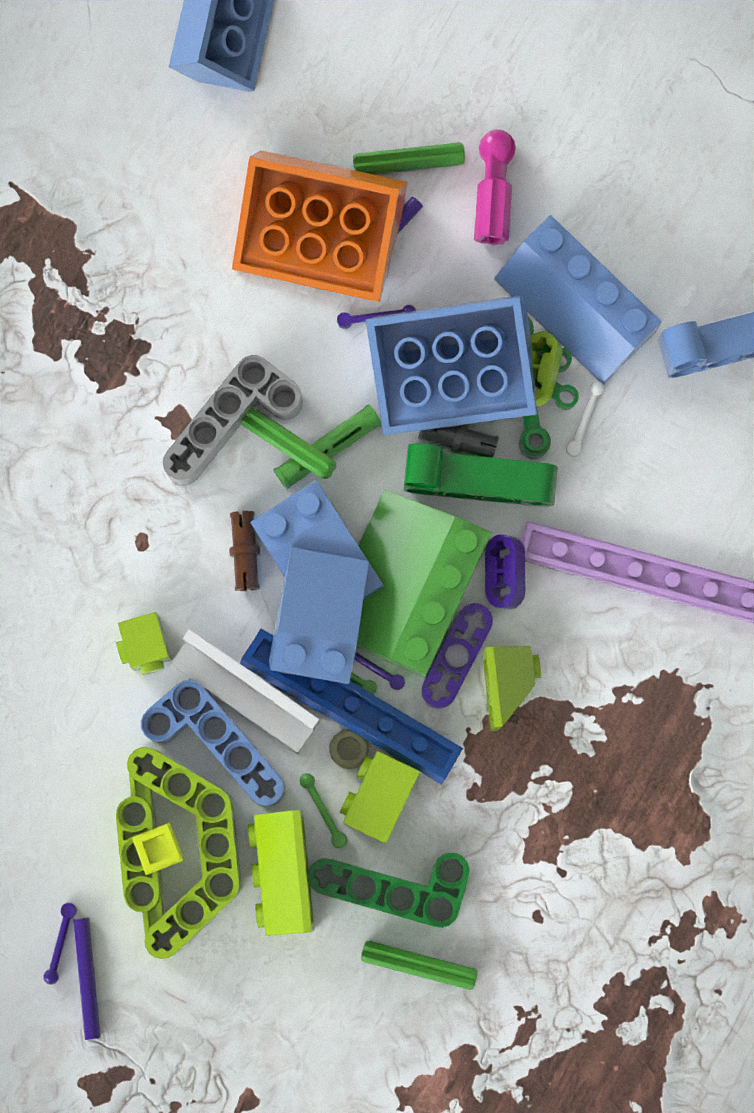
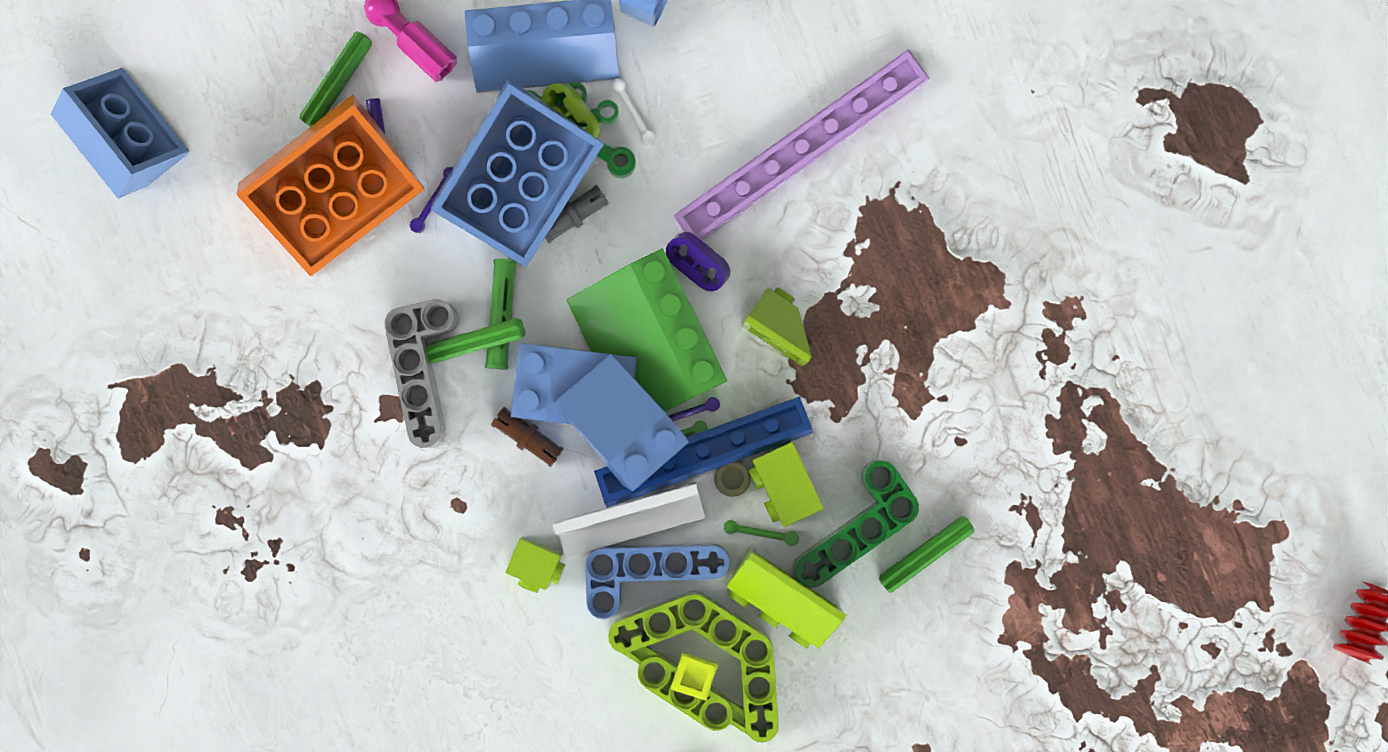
camera: 55 degrees left, 5 degrees up
(461, 625) = (710, 324): dark purple beam -> none
(478, 477) = (614, 224): green beam -> none

